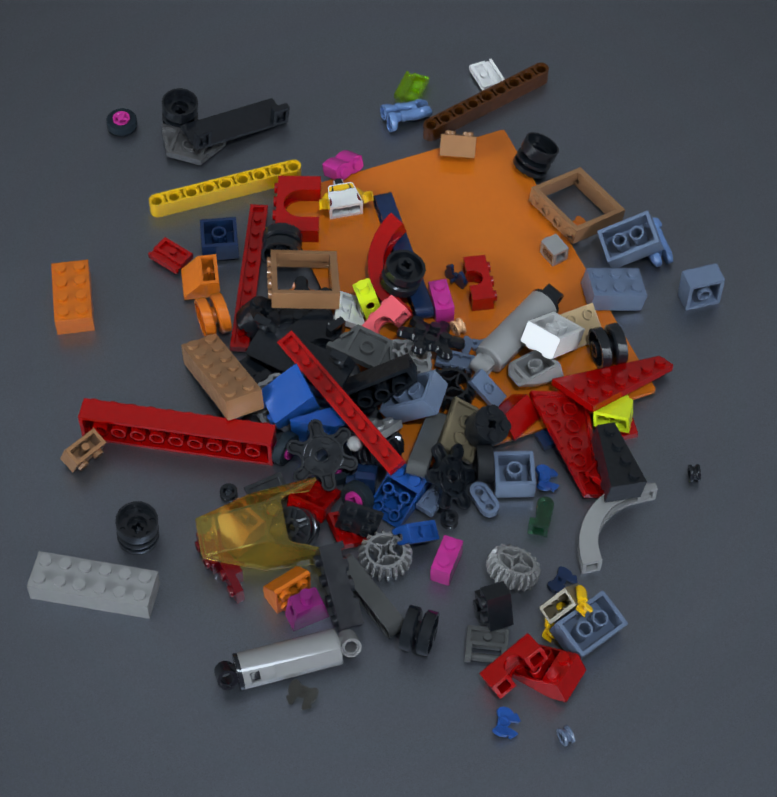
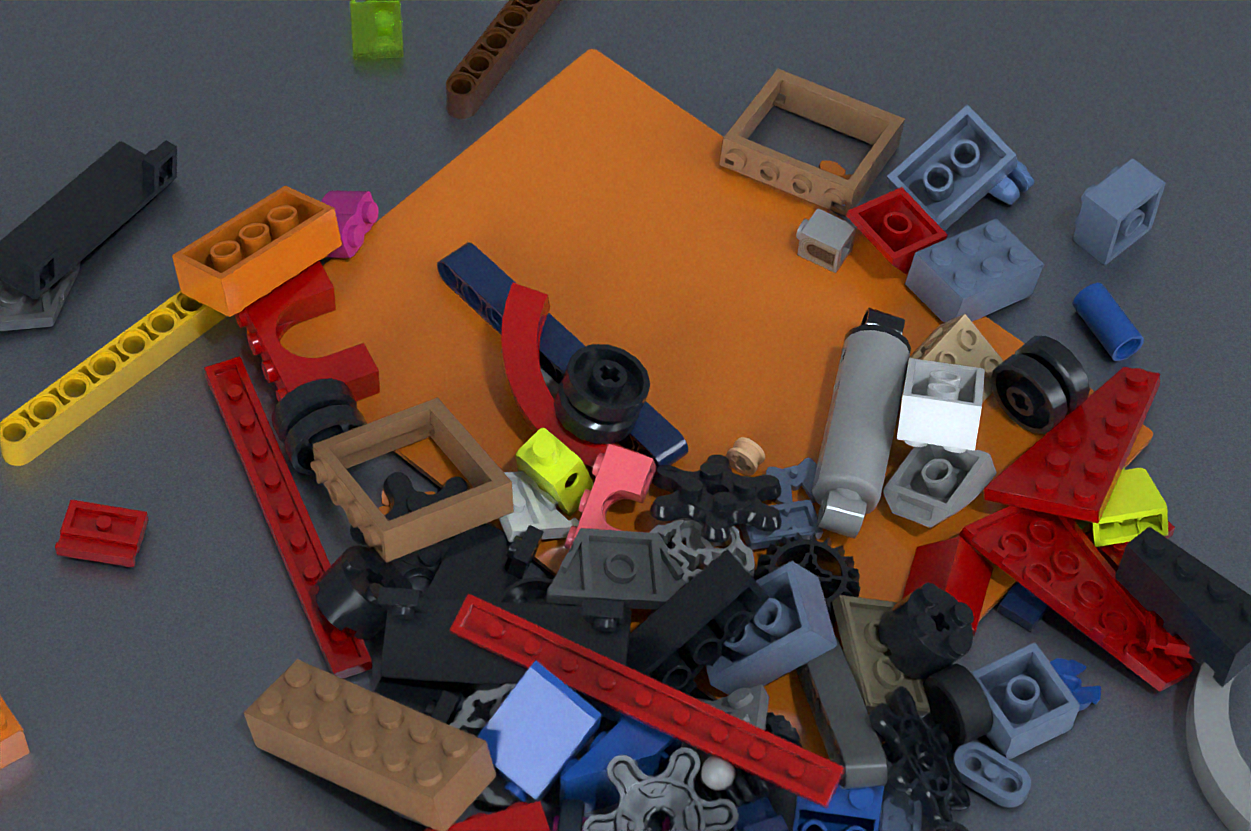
camera: 30 degrees left, 0 degrees up
(200, 277) = (195, 555): orange slope -> none
(213, 314) = (269, 623): orange wheel -> none
(220, 237) = (186, 461): dark blue brick -> none
(293, 161) = (257, 250): none -> orange brick
(344, 199) = (388, 289): white torso -> none
(404, 112) = (390, 81): medium blue piece -> none
(441, 300) = (691, 415): dark pink brick -> none
(458, 145) = (536, 105): medium nougat slope -> none
(458, 278) = (694, 364): dark blue piece -> none
(477, 270) = (716, 332): red arch -> none
(486, 388) = (876, 556): sand blue plate -> none
(536, 155) = (690, 75): black wheel -> none
(544, 512) = (1117, 762): clear green leg -> none
(586, 254) = (896, 227): none -> red slope
(666, 334) = (1108, 322): none -> blue pin

